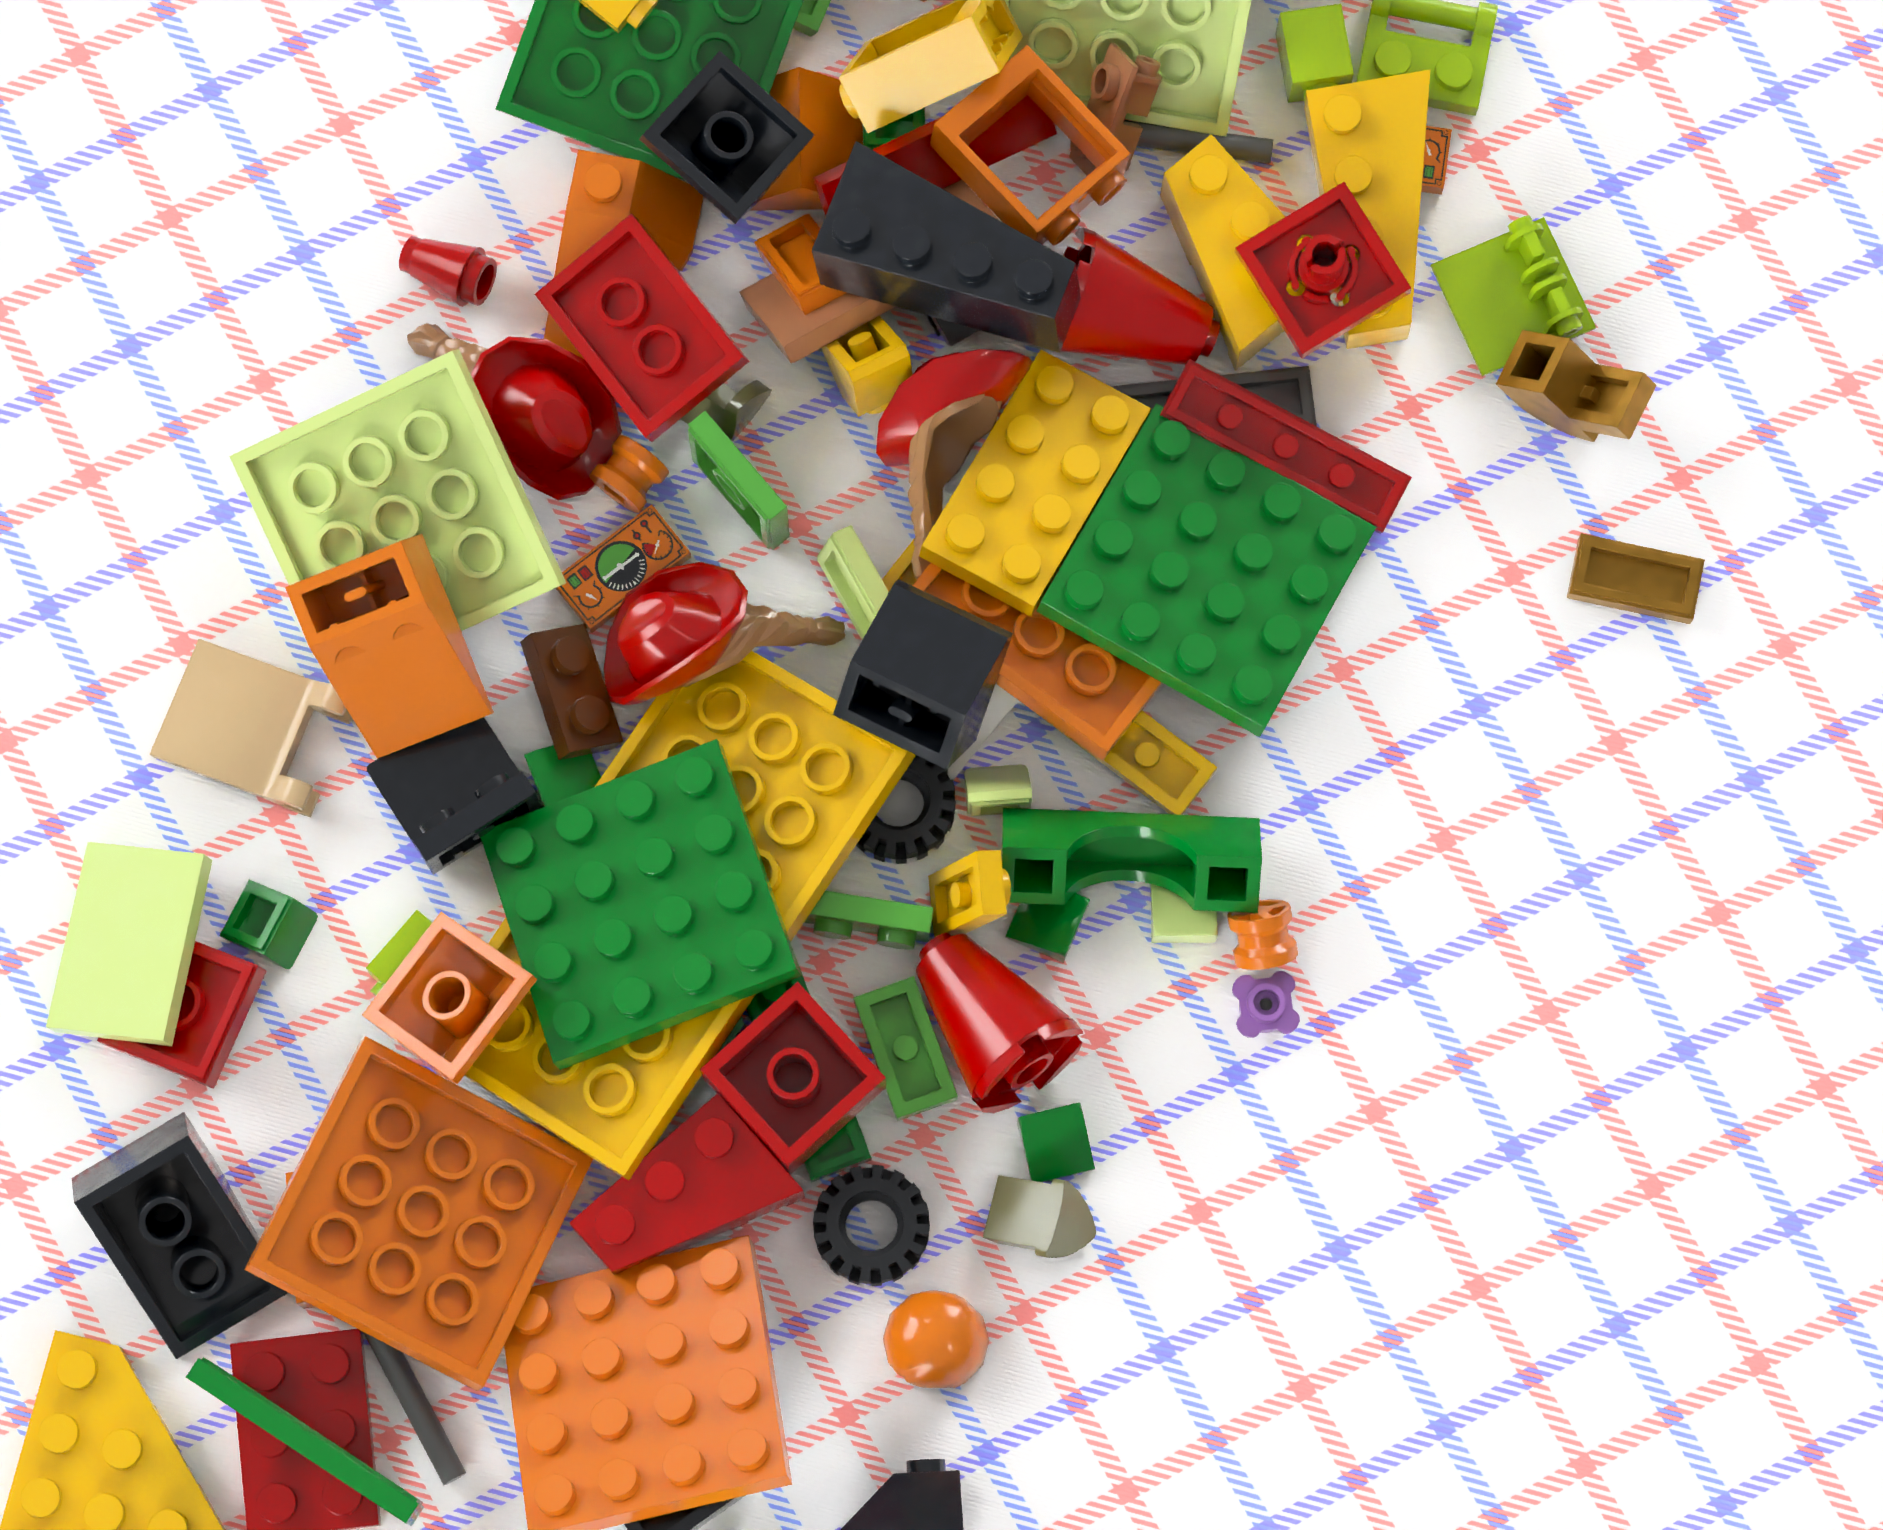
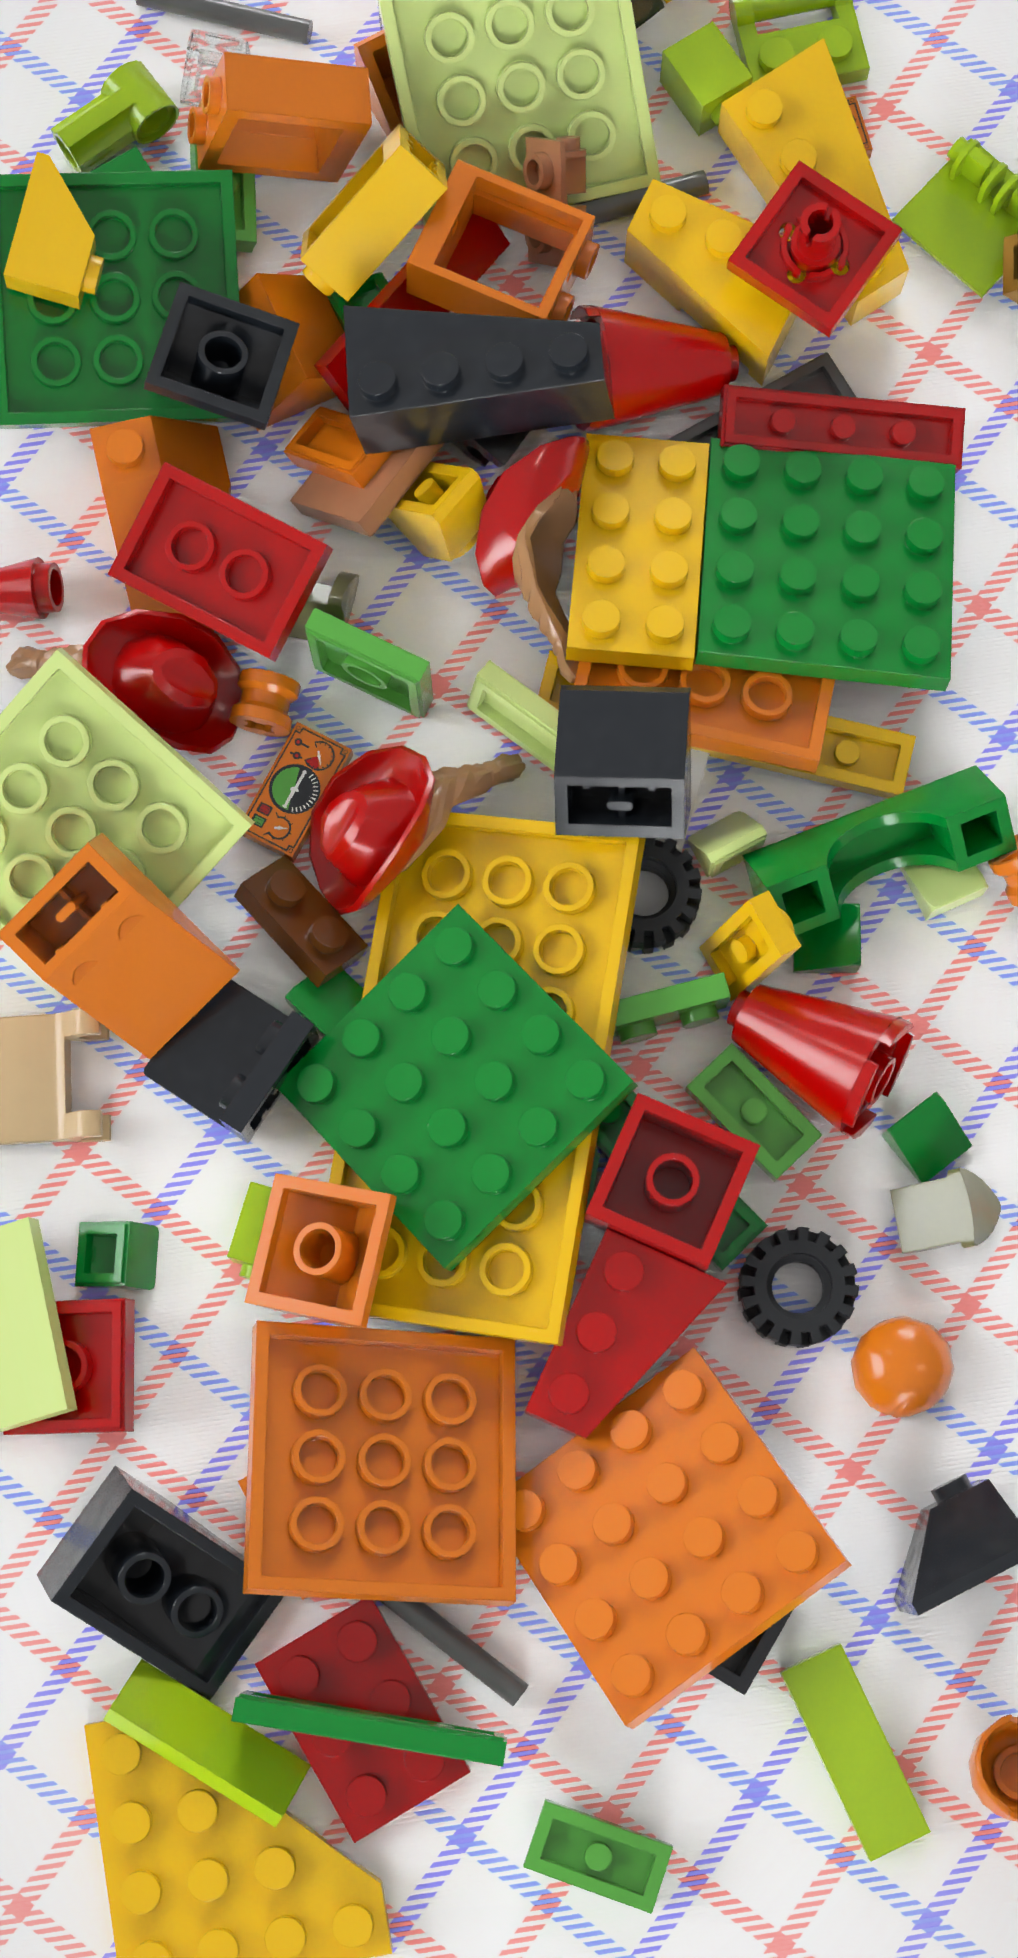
camera: 20 degrees left, 0 degrees up
(157, 1393) = (207, 1742): none -> lime tile

